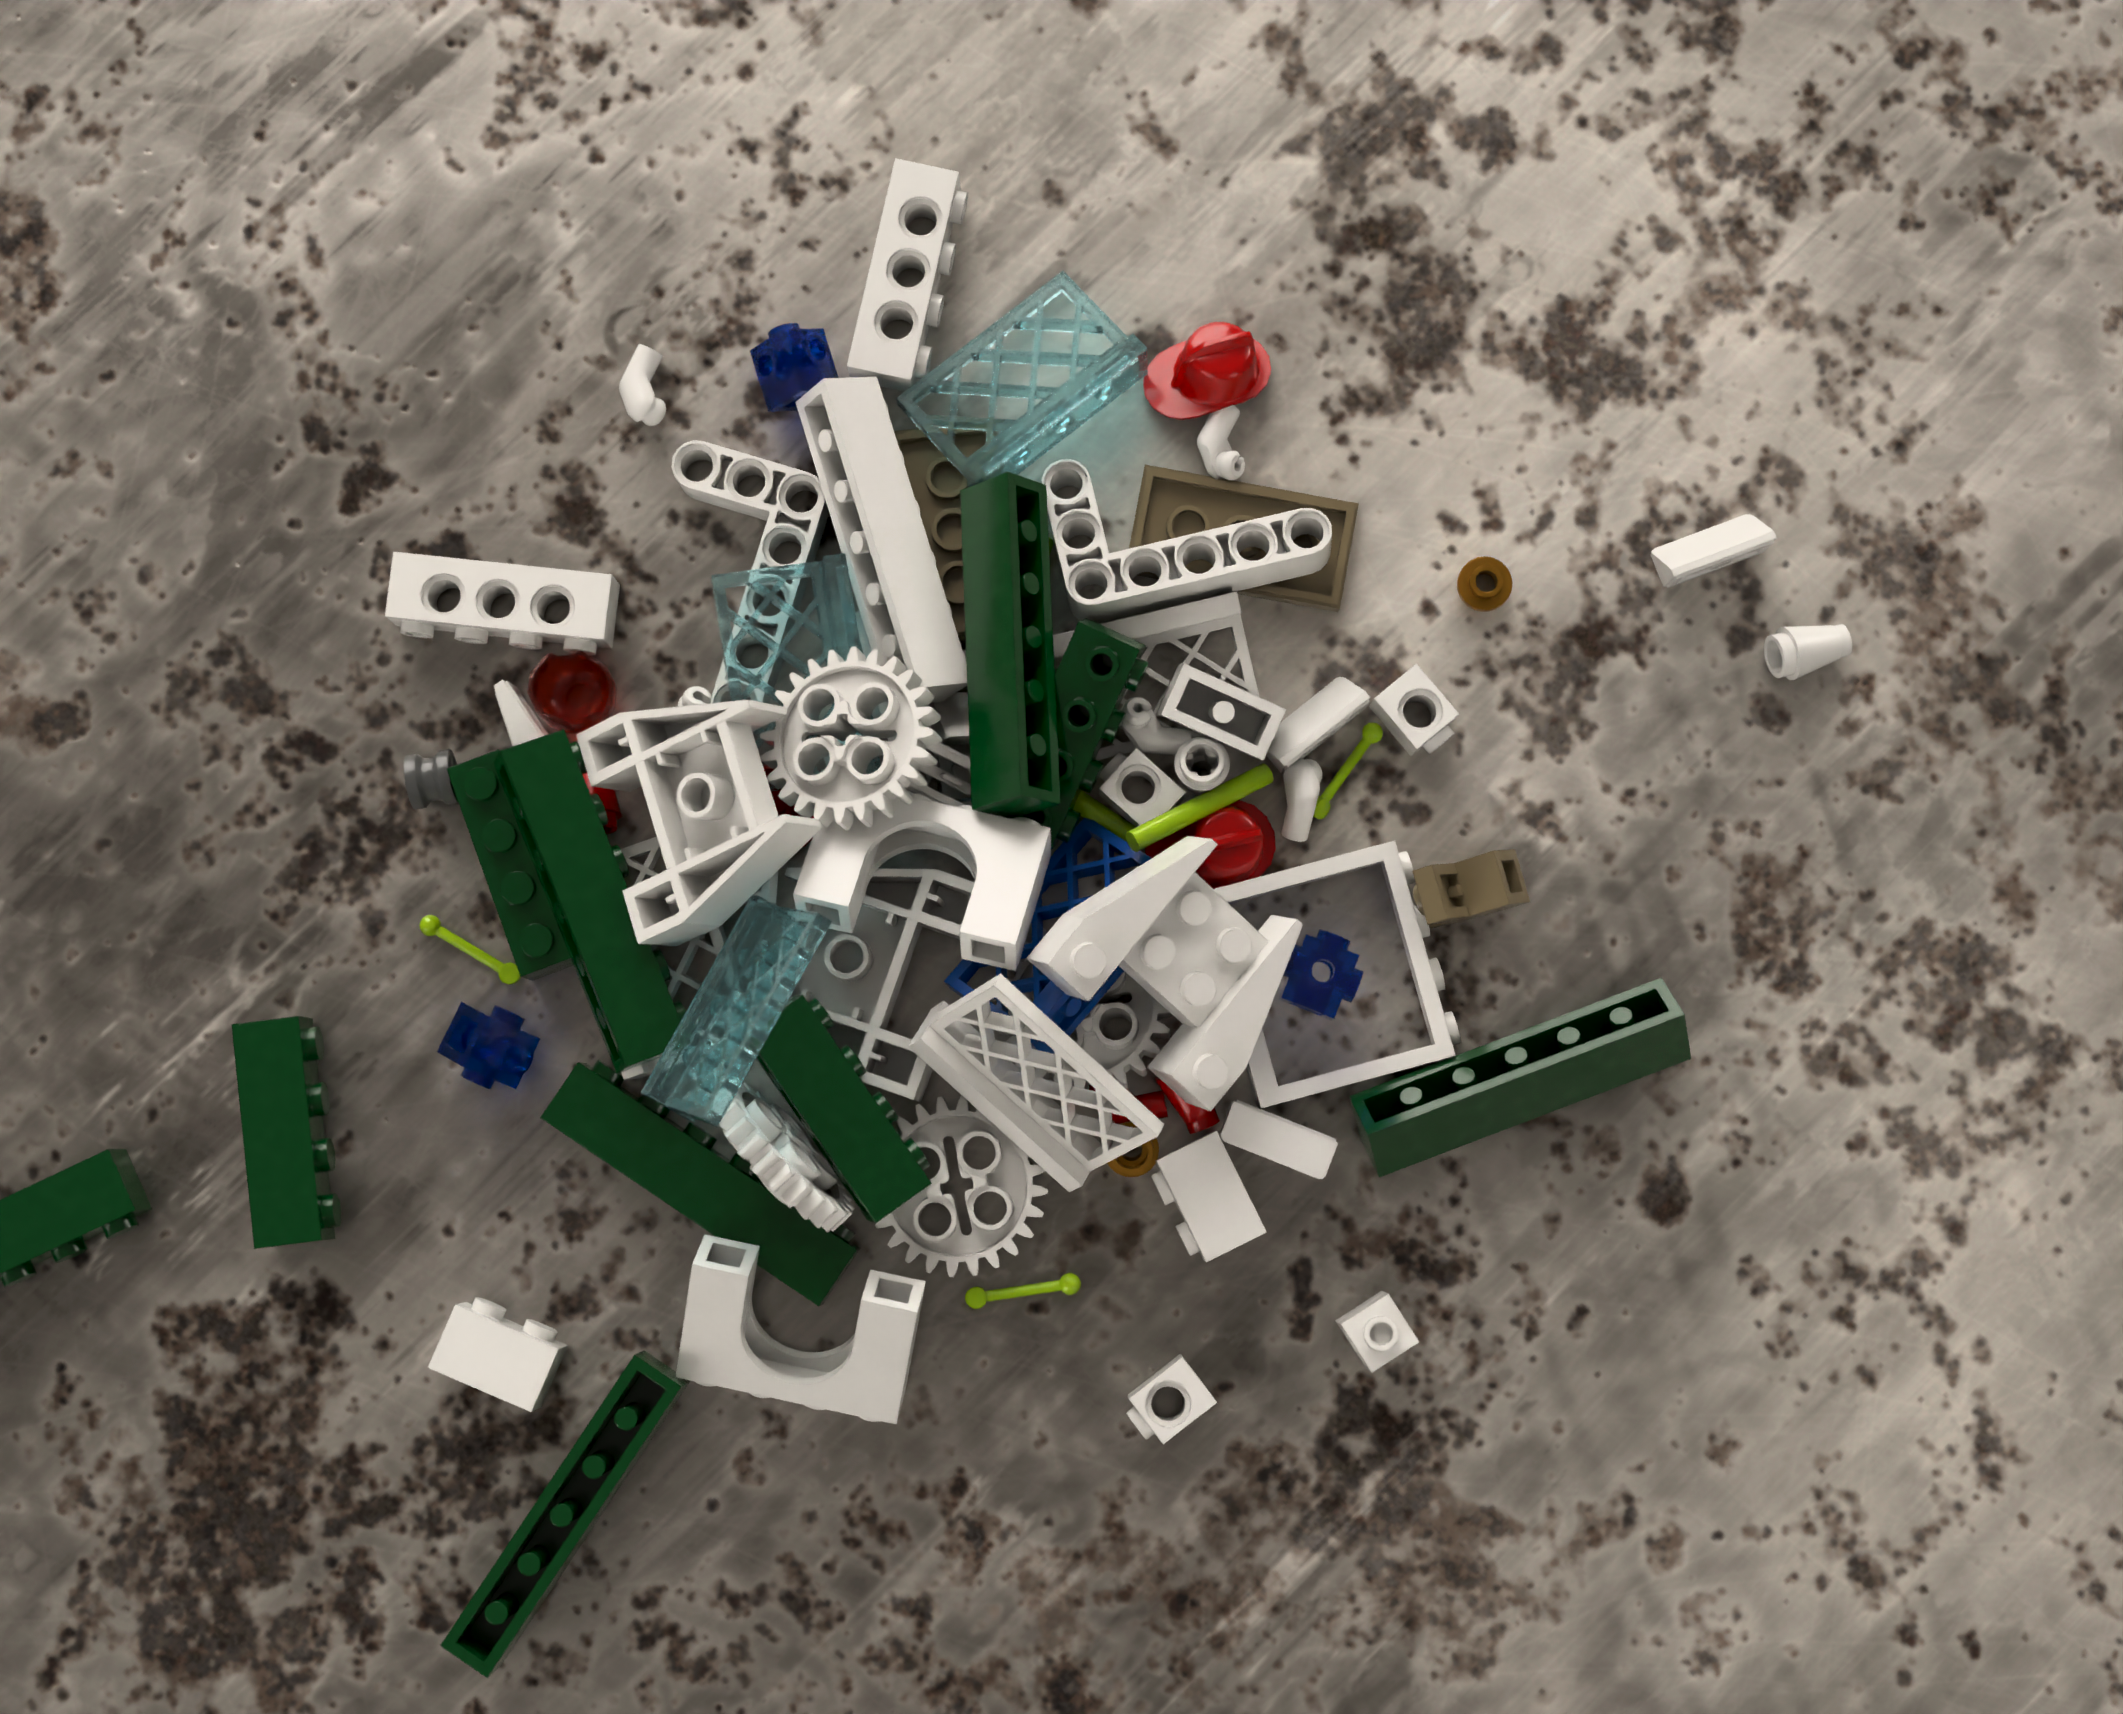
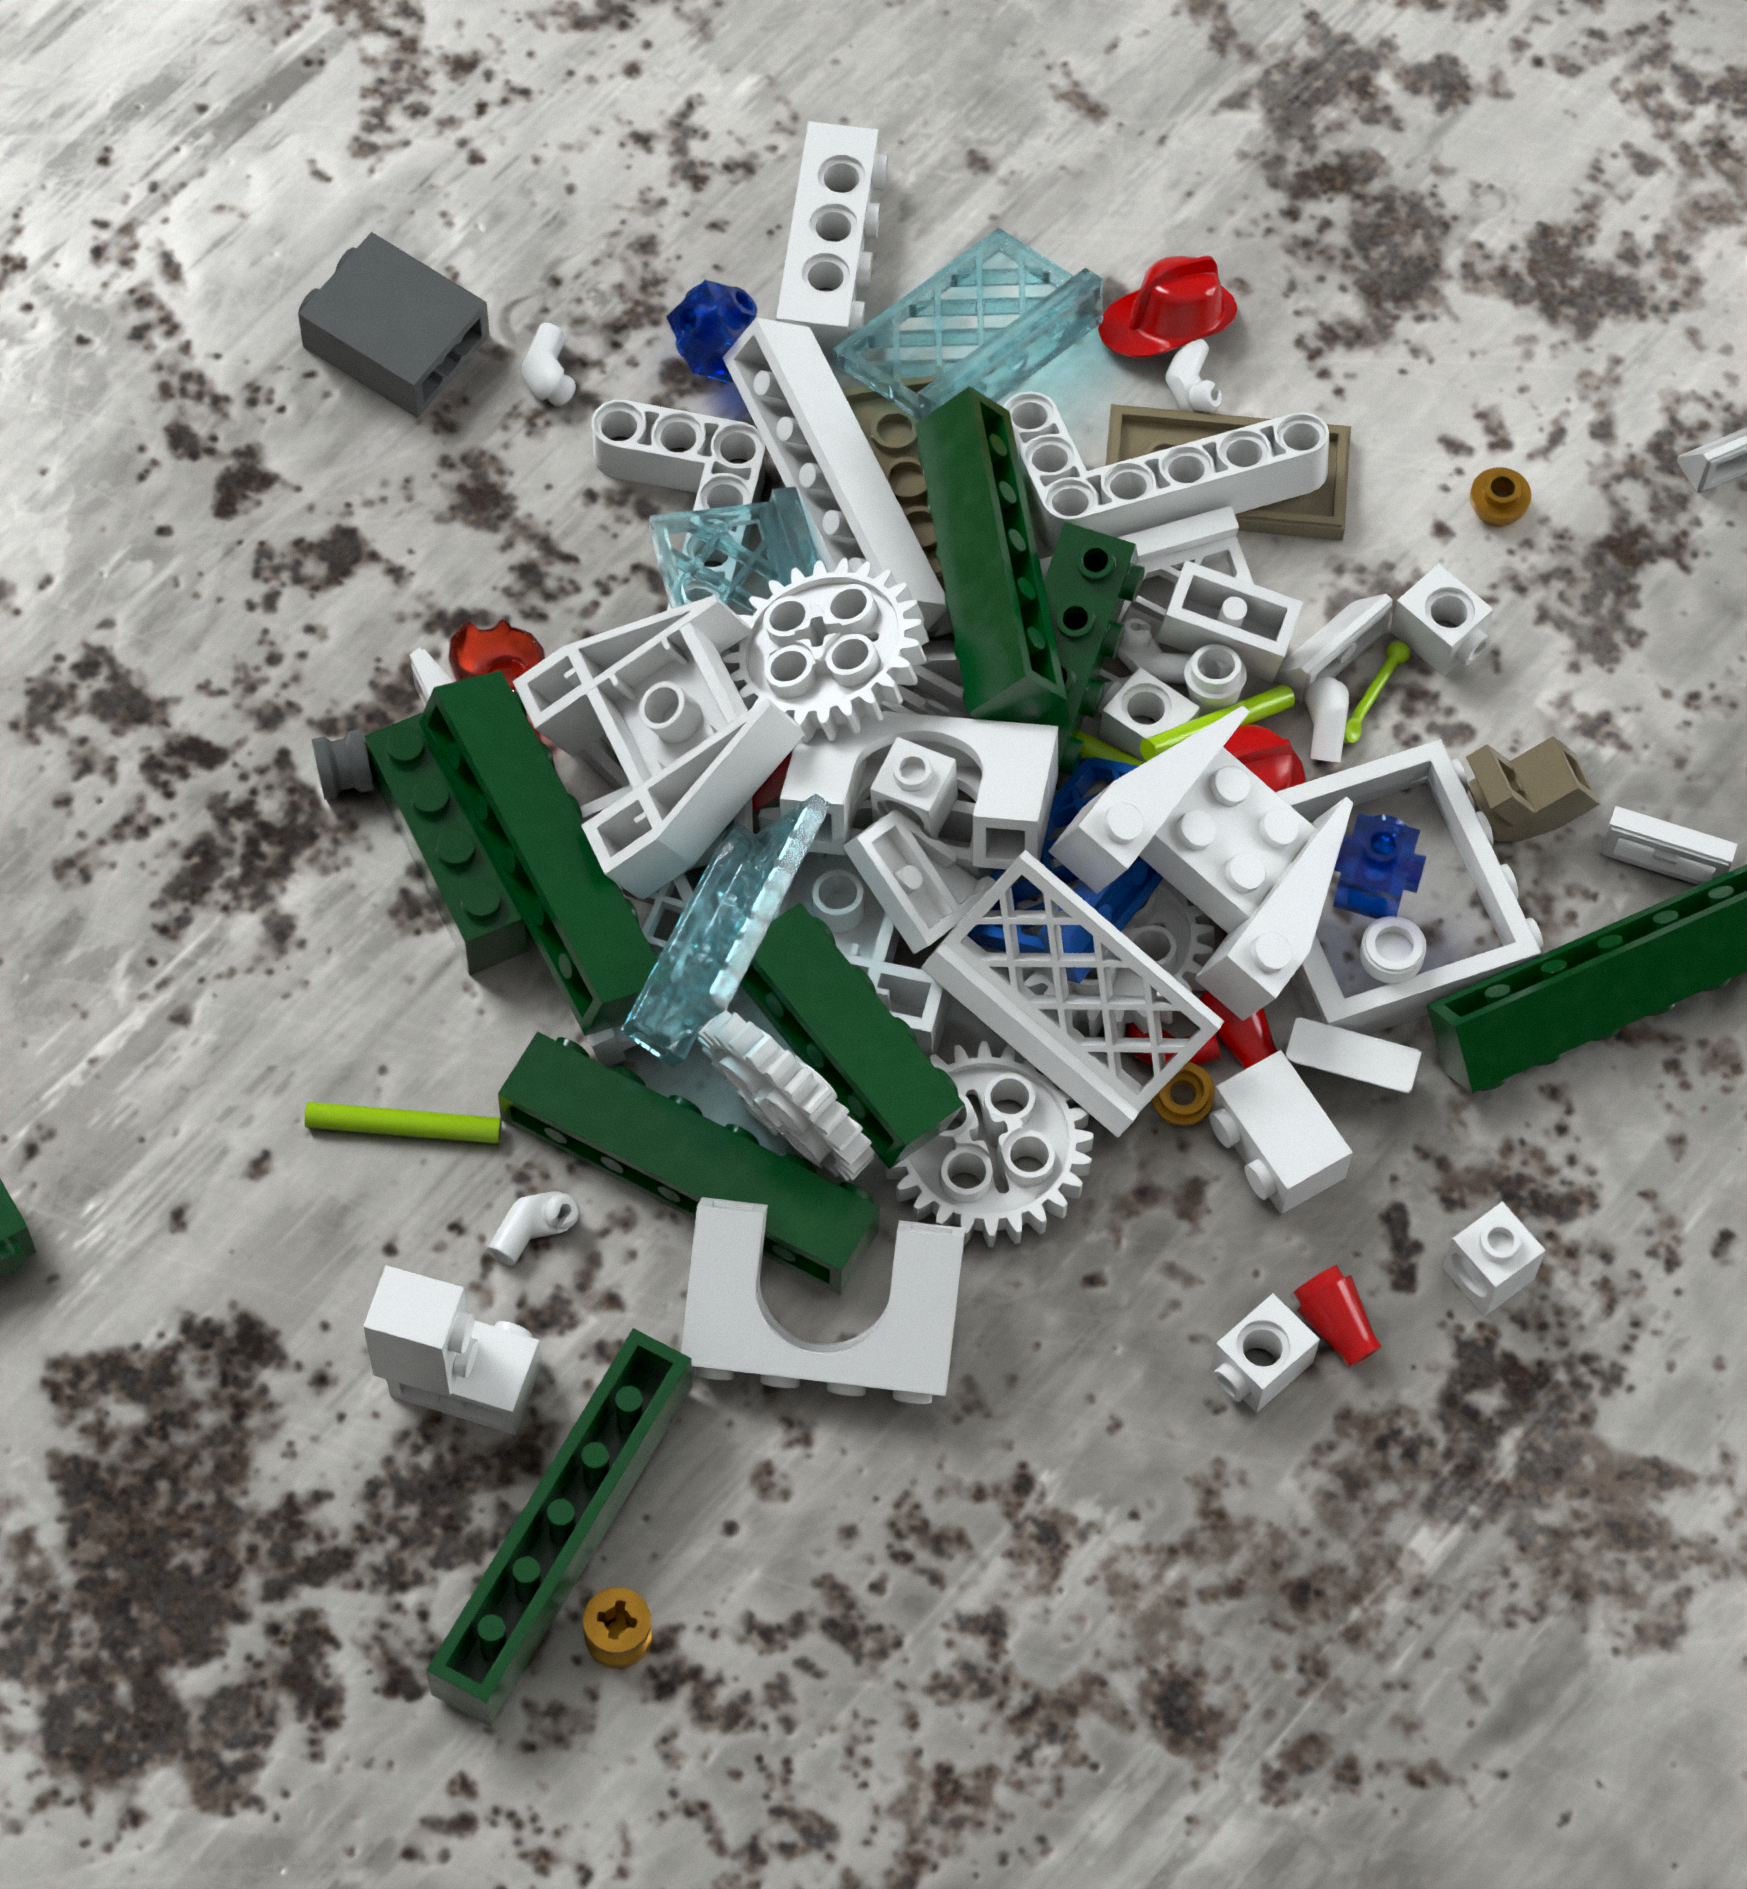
camera: 10 degrees left, 20 degrees down
(285, 1131) = (196, 1139): dark green brick -> none
(420, 580) = (385, 560): white brick -> none
(449, 1360) = (420, 1332): none -> white brick
(464, 1119) = (403, 1122): none -> lime bar
(489, 1045) = (430, 1027): clear blue brick -> none
(505, 335) = (393, 323): none -> dark grey brick
(508, 972) = (442, 965): lime hinge -> none
(566, 1218) = (530, 1219): none -> white arm
(613, 1585) = (617, 1643): none -> pearl gold wheel
(911, 960) = (914, 878): none -> white wing
(917, 879) = (917, 785): none -> white brick
(977, 1296) = (1022, 1270): lime hinge -> none
(1237, 1364) = (1337, 1314): none -> red cone
(1325, 1047) = (1392, 949): none -> white tile
(1583, 952) = (1666, 847): none -> white tile

